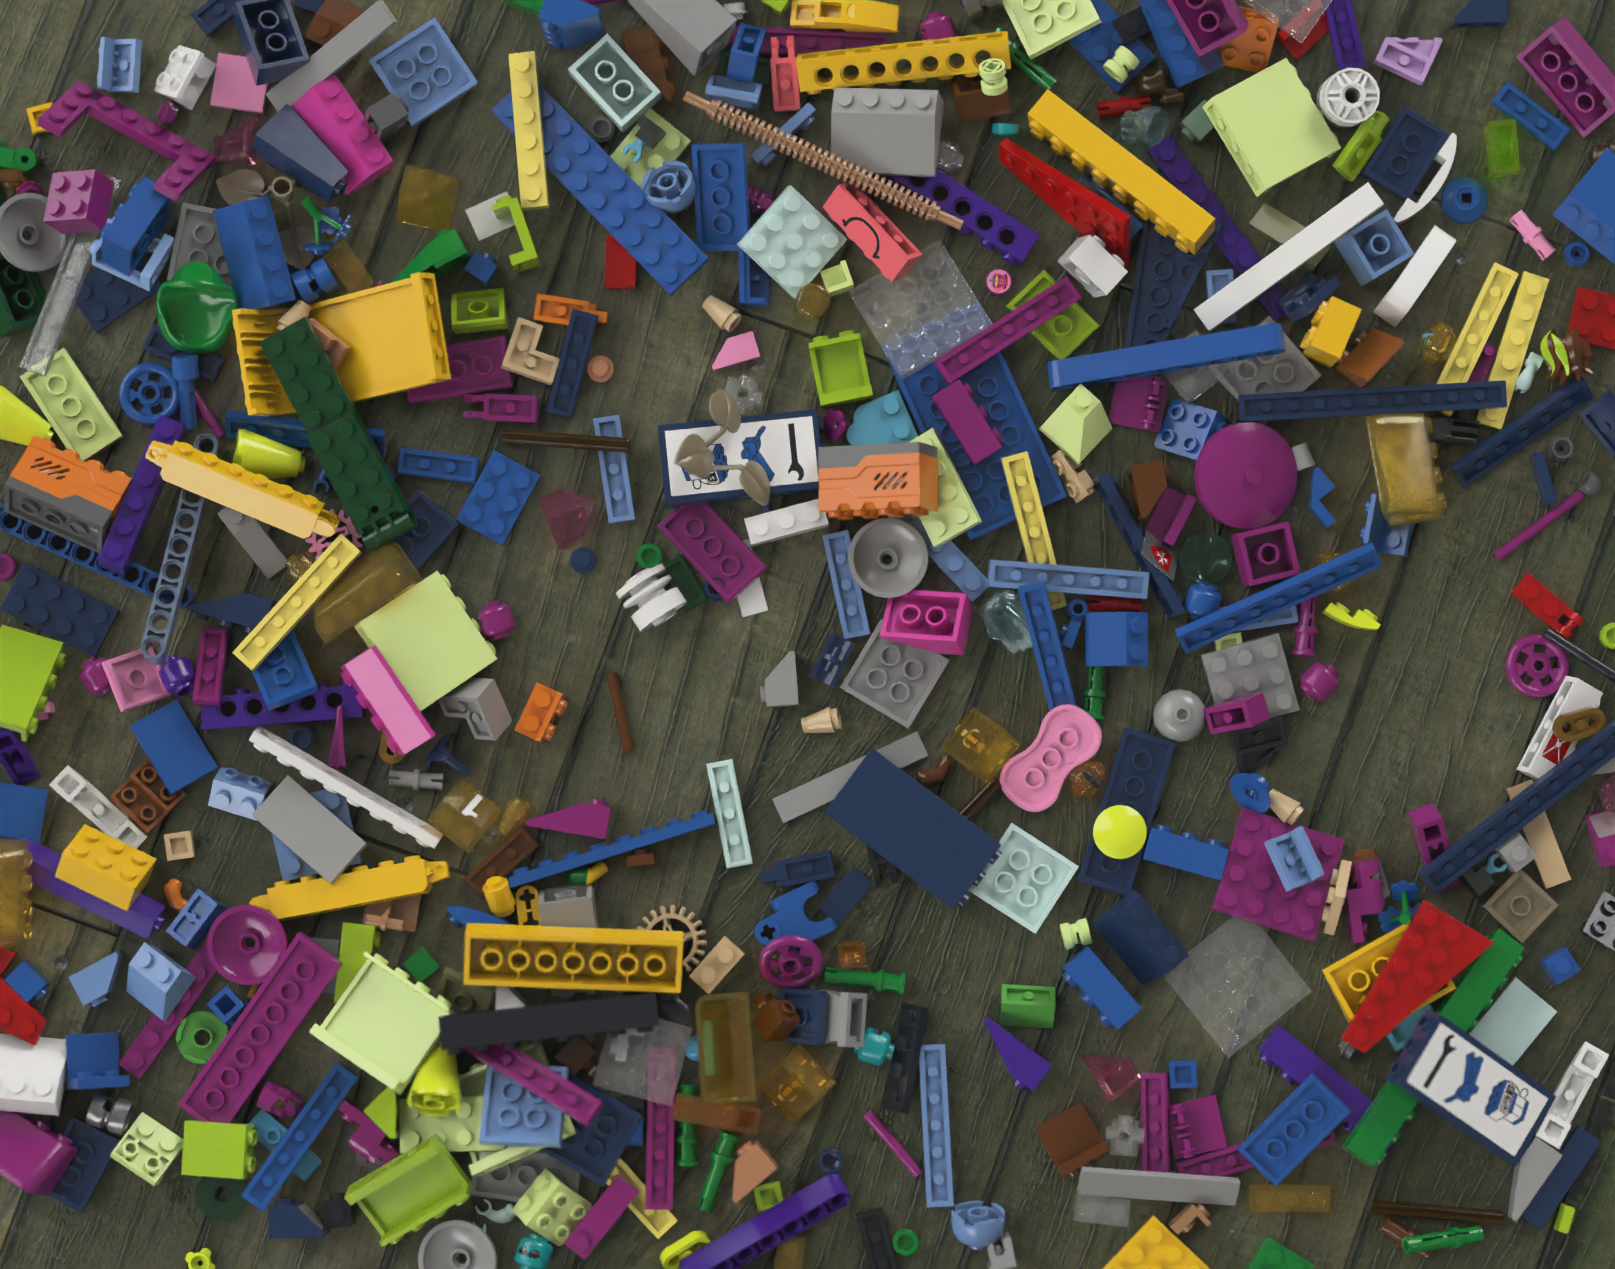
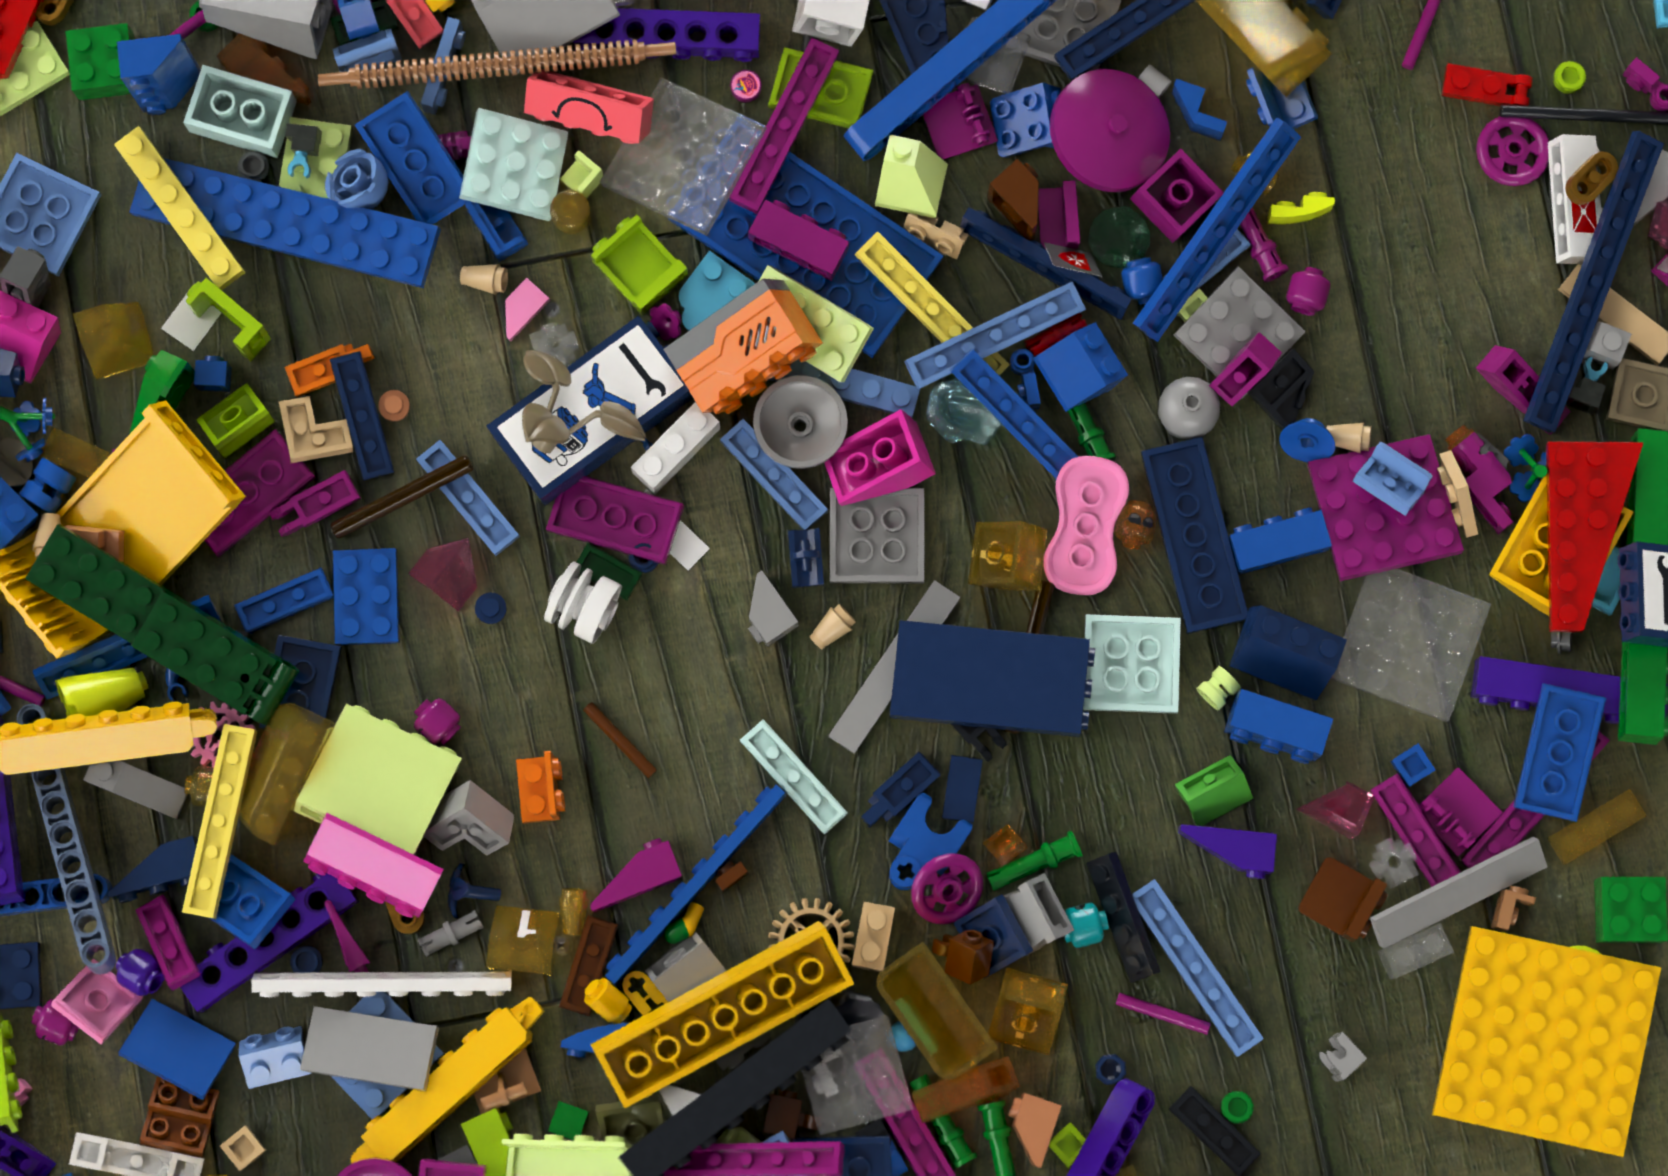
camera: 35 degrees left, 5 degrees down
(619, 266) = (353, 292): red panel -> none
(649, 556) = (554, 564): green tile -> none
(934, 776) = (981, 613): reddish brown arm -> none
(977, 1224) = (1300, 1044): medium blue cylinder -> none
(1119, 832) = (1201, 558): neon yellow dish -> none

